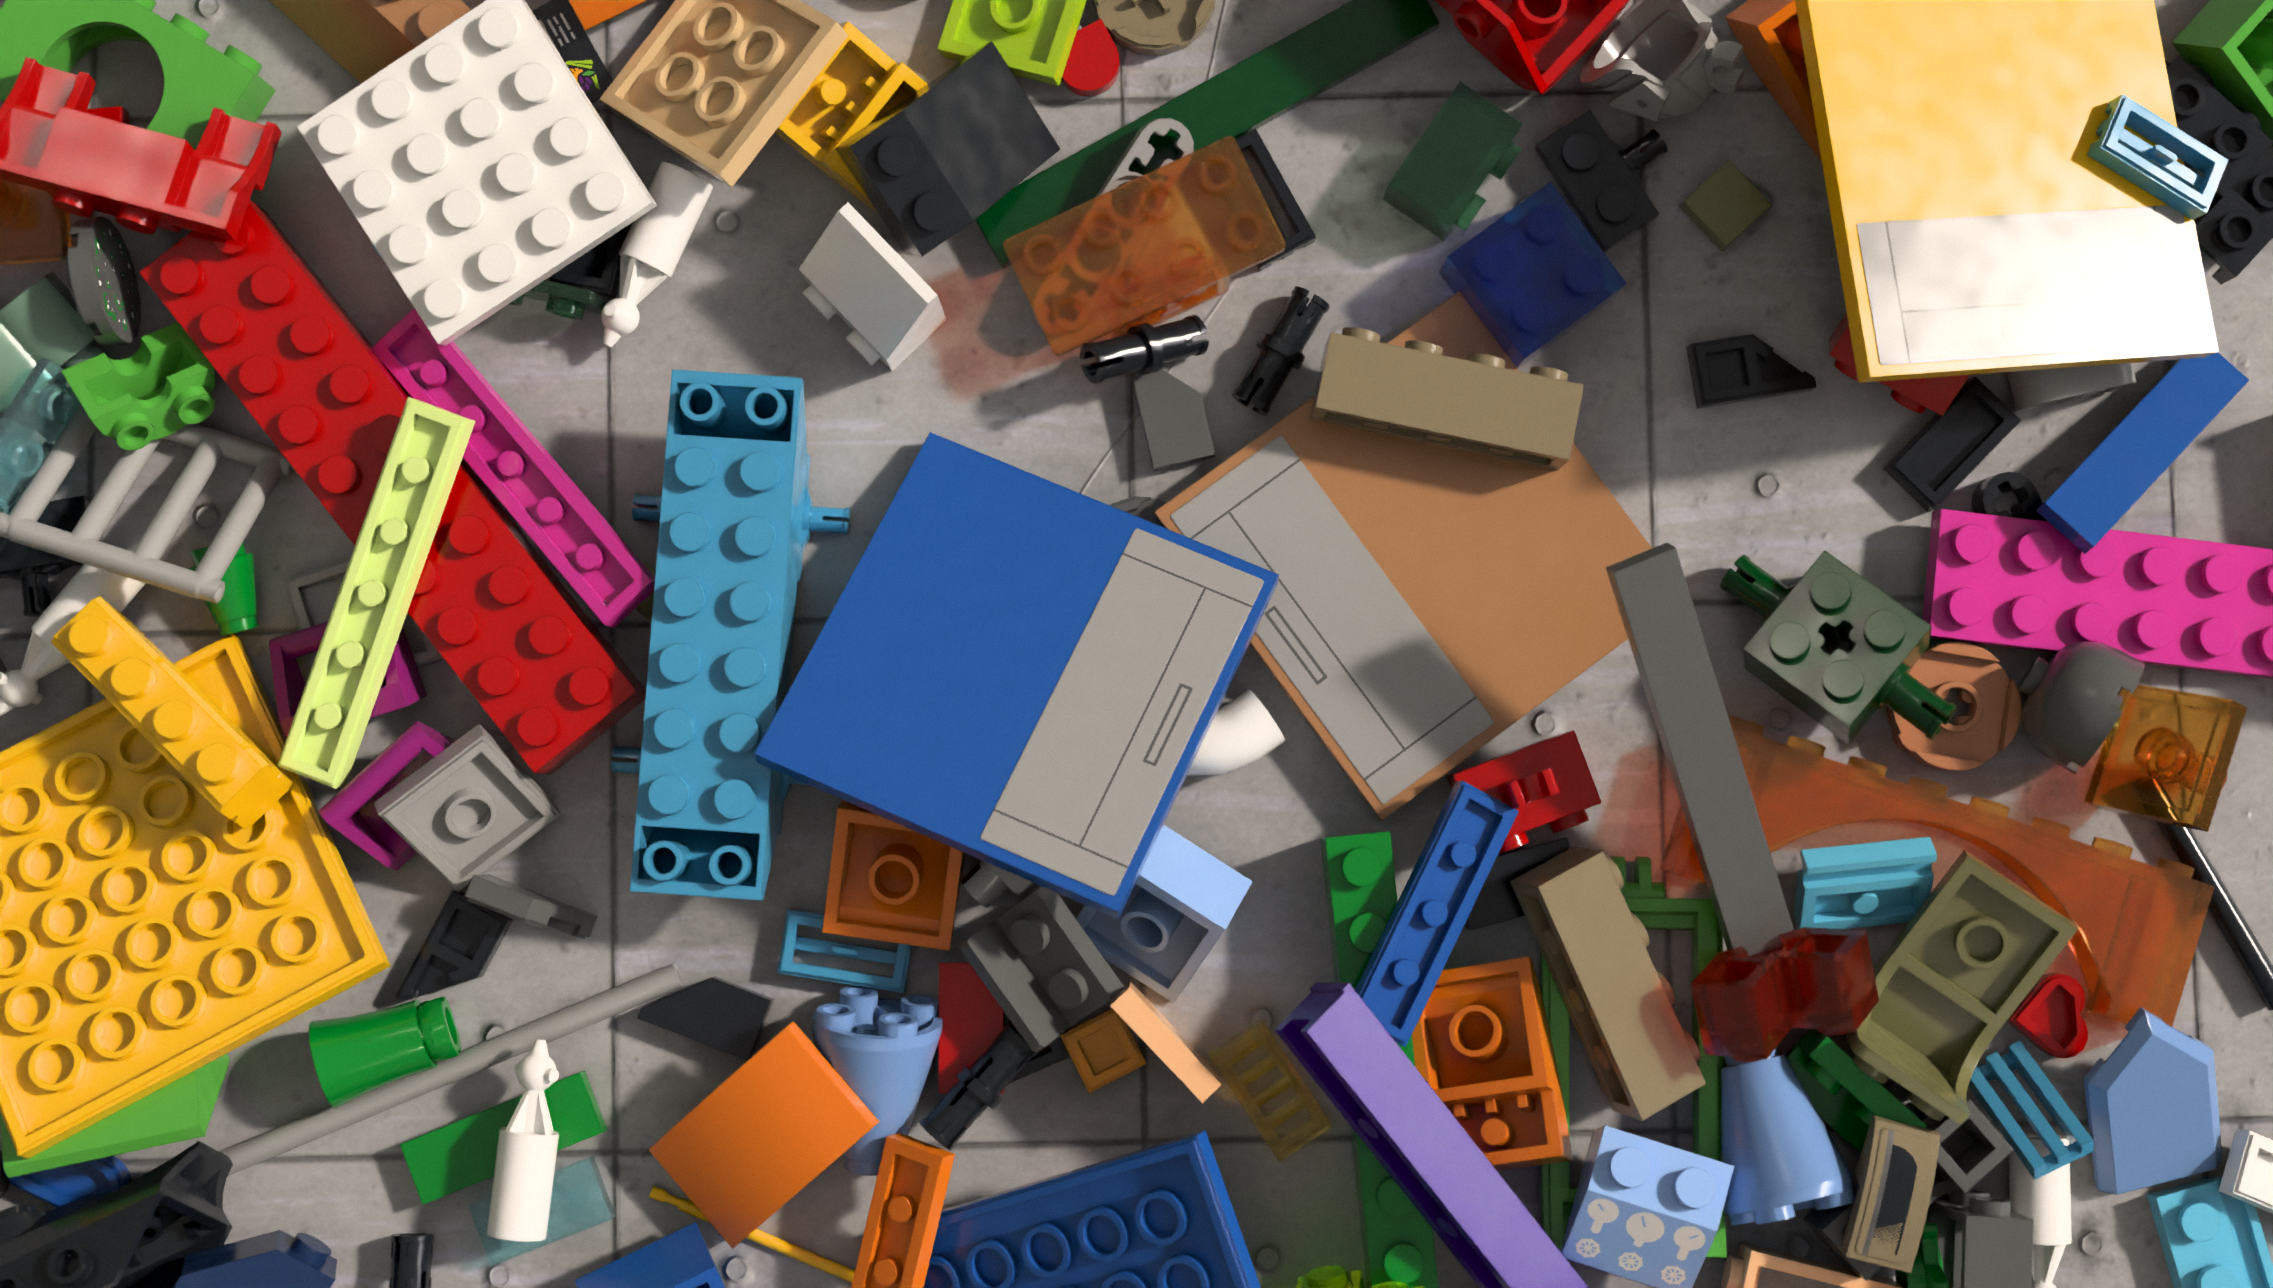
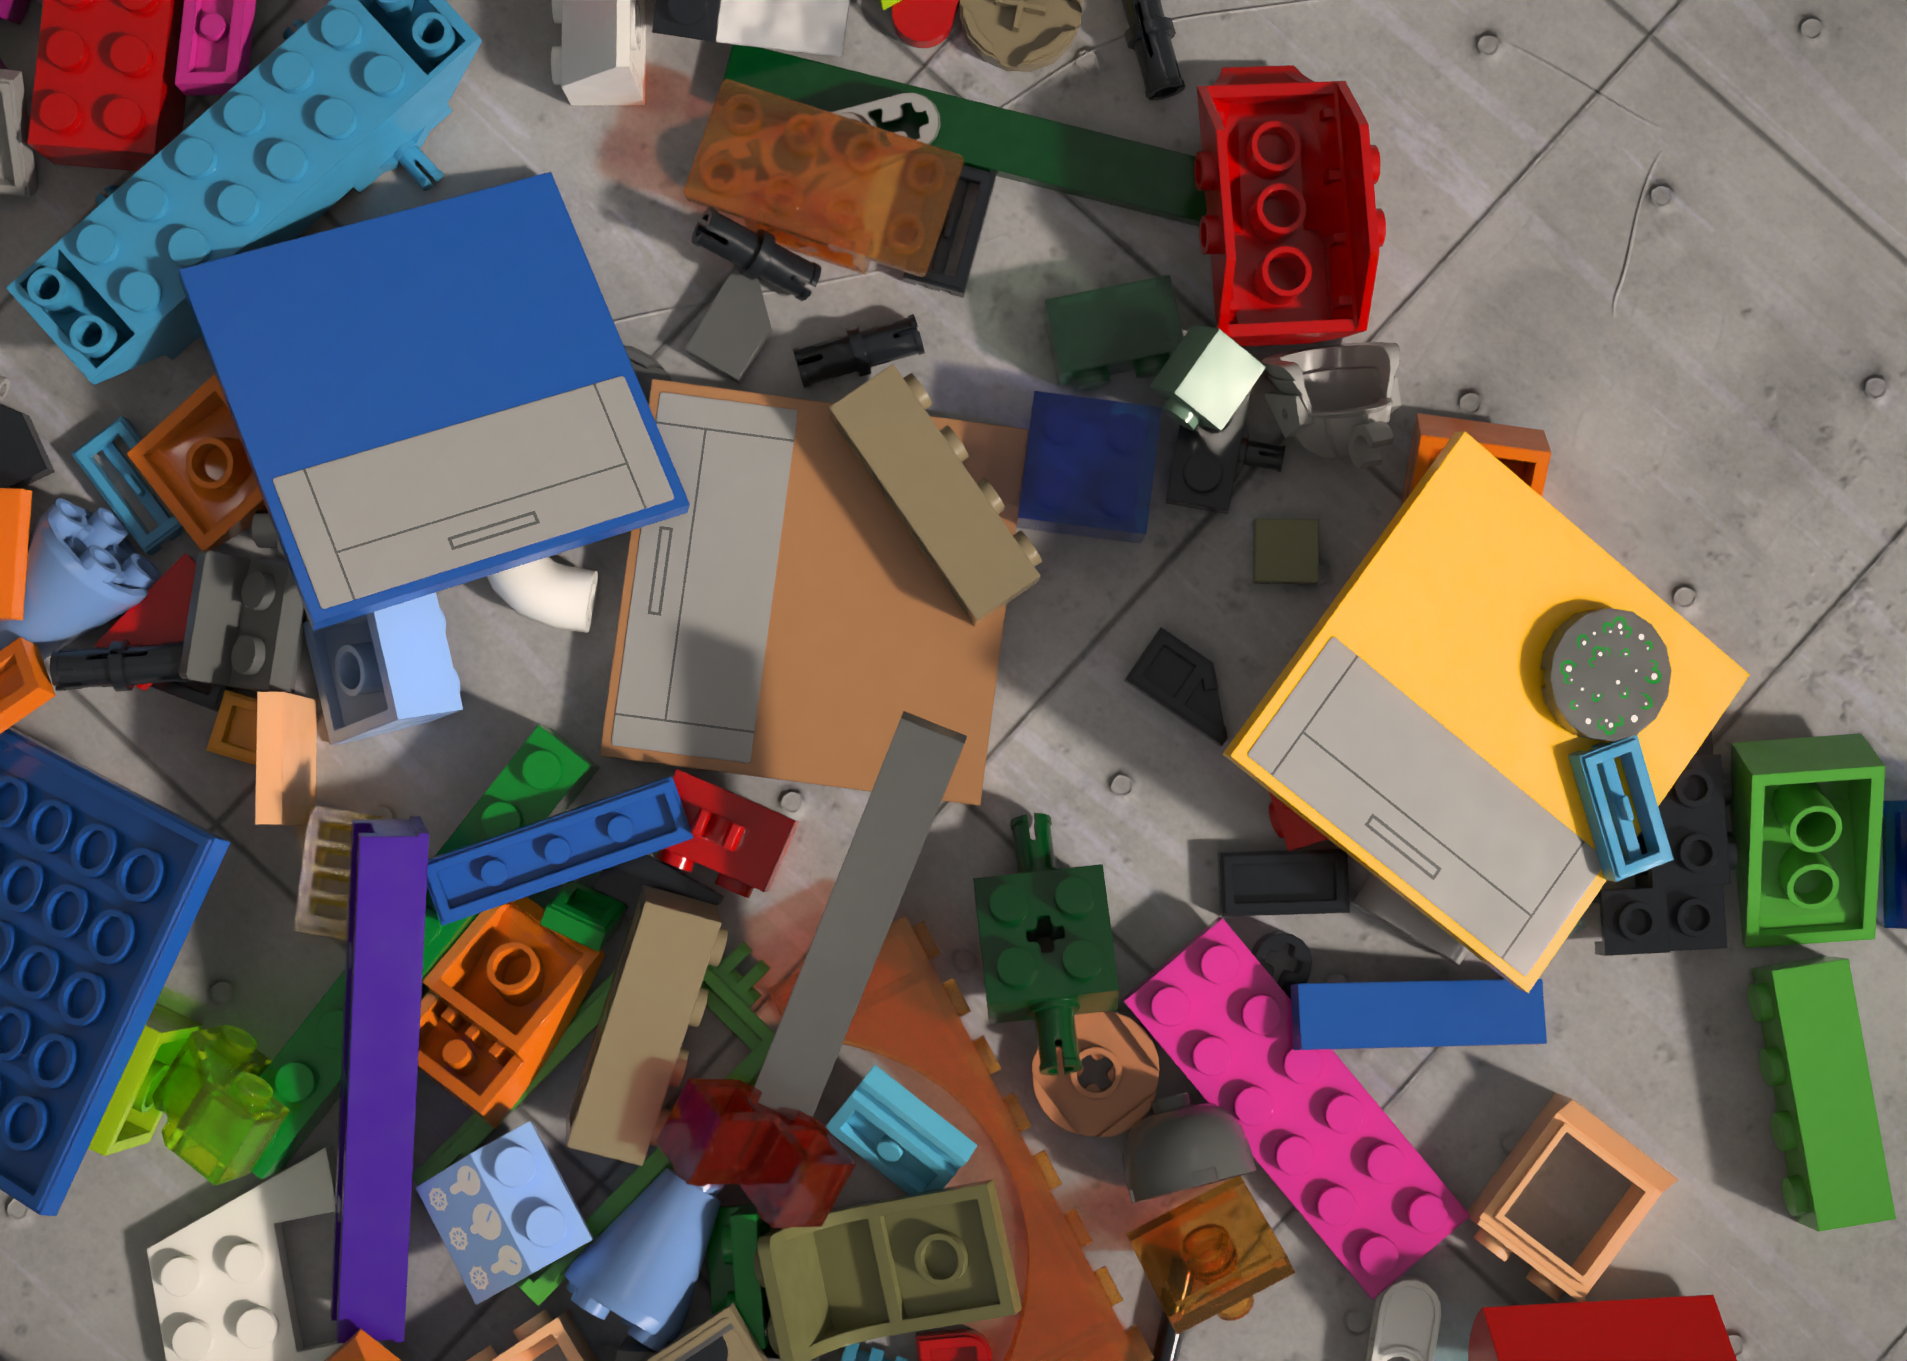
camera: 45 degrees right, 0 degrees up
(1489, 945) = (583, 915): none -> green tile
(1563, 130) = (1206, 378): none -> brick
(2061, 71) = (1605, 674): none -> dark grey tile

